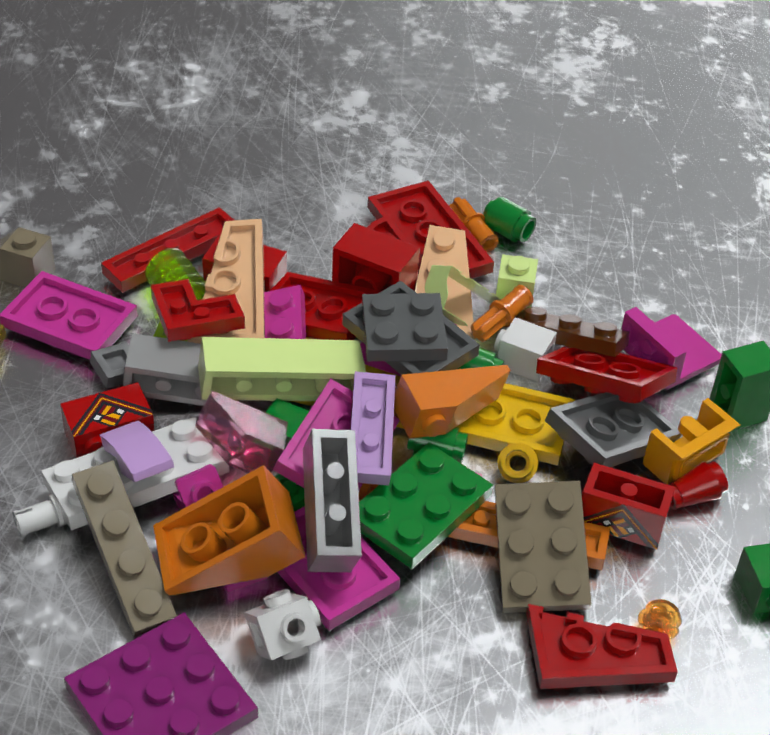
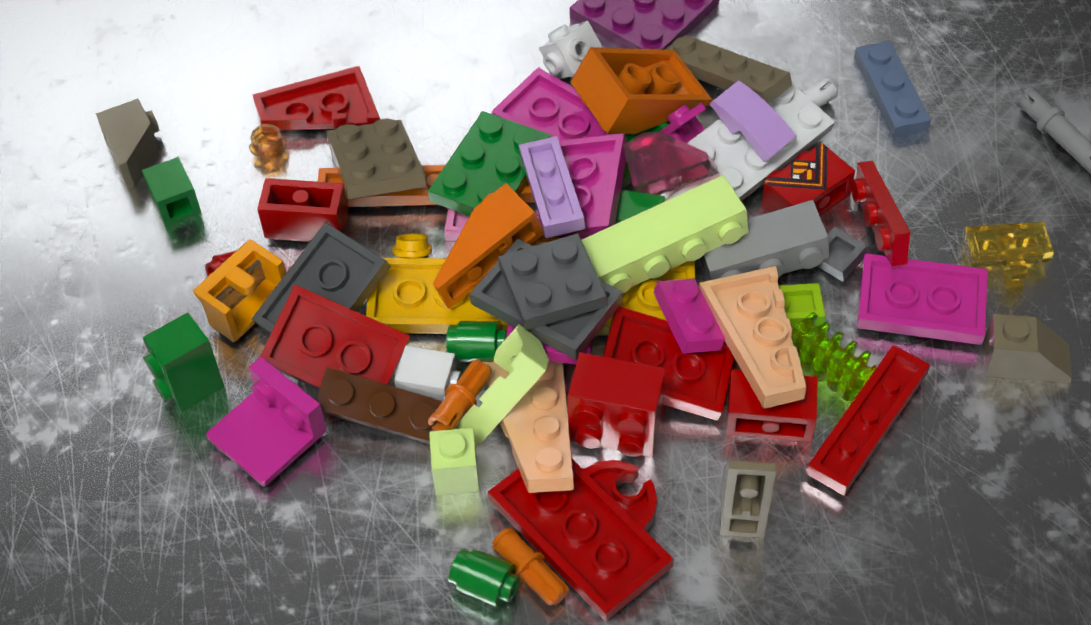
camera: 170 degrees right, 10 degrees up
(60, 369) = (881, 213): none -> red plate
(187, 317) = (780, 260): red plate -> none
(301, 191) = (746, 498): none -> dark tan slope
(331, 501) = (562, 103): light grey brick -> none

